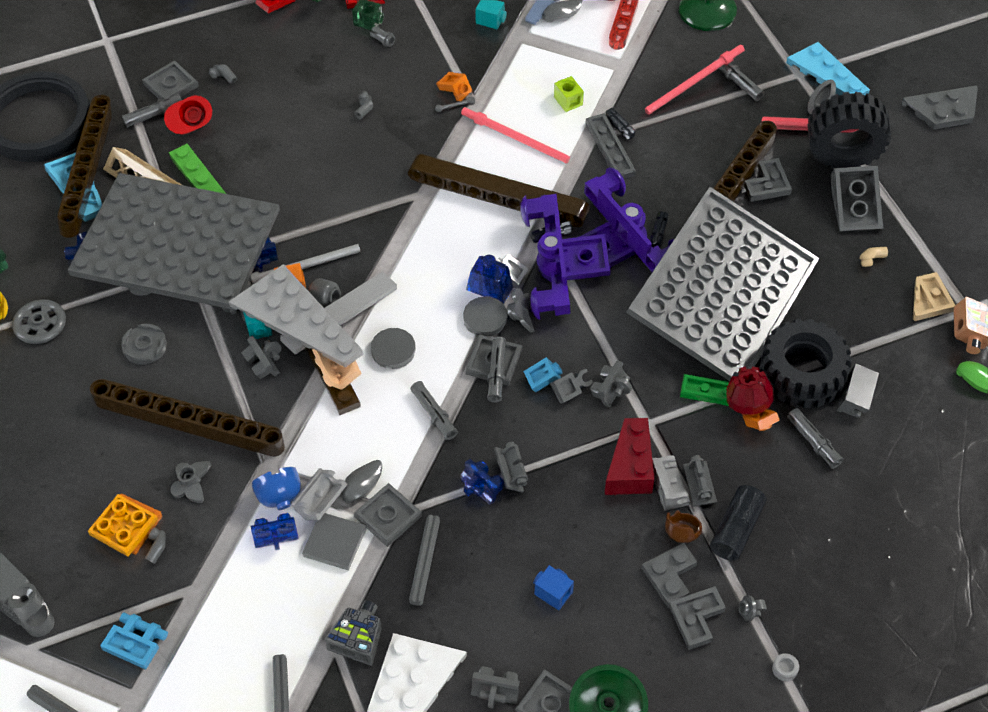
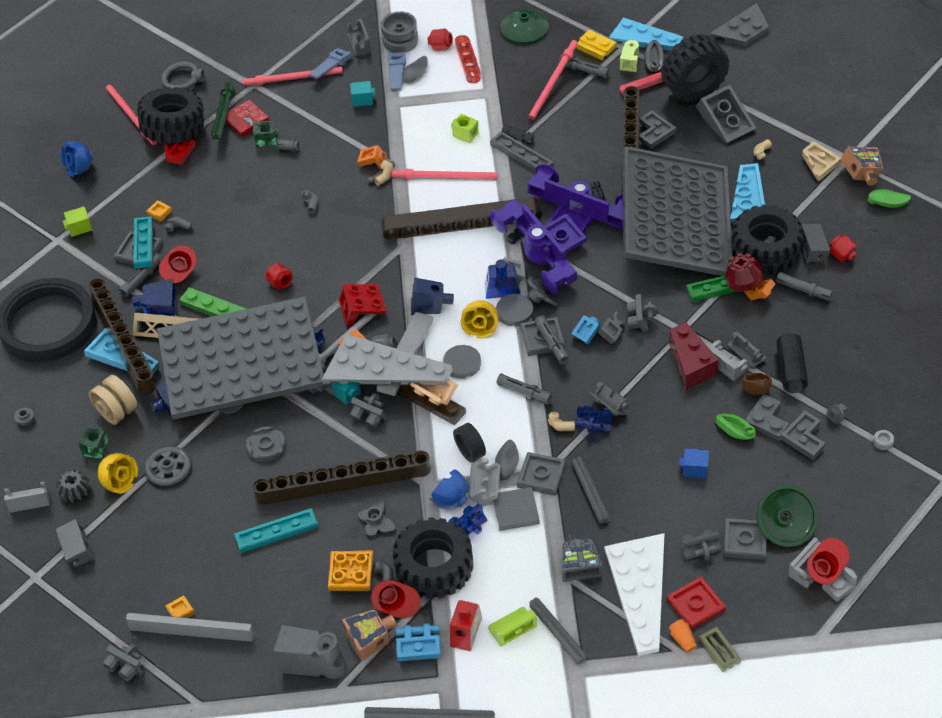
camera: 25 degrees left, 5 degrees down
(26, 229) = (113, 399): none -> tan wheel
(89, 442) = (276, 530): none -> teal tile
(92, 603) = (368, 632): none -> torso
(131, 29) = (77, 221): none -> lime brick
(141, 579) = (395, 599): none -> red piece
(150, 142) = (157, 298): none -> clear blue torso
(174, 77) = (143, 242): none -> teal tile
(188, 647) = (468, 619): none -> red torso
(200, 527) = (428, 536): none -> black tyre
(216, 52) = (159, 211): none -> light orange tile
(240, 673) = (513, 625): none -> lime panel
(276, 171) = (279, 276): none -> red head
(332, 443) = (469, 442): none -> black tyre
(337, 235) = (360, 299): none -> red bracket
(403, 261) = (429, 296): none -> dark blue torso
(438, 309) = (479, 319): none -> yellow cylinder
(443, 469) = (560, 425): none -> tan arm
(455, 110) = (386, 174): none -> tan arm
(627, 566) = (735, 426): none -> bright green arm
(769, 60) = (596, 45): none -> yellow plate
(795, 86) = (629, 56): none -> yellowish green leg
(825, 298) = (748, 190): none -> medium azure wing
(887, 414) = (843, 248): none -> red head

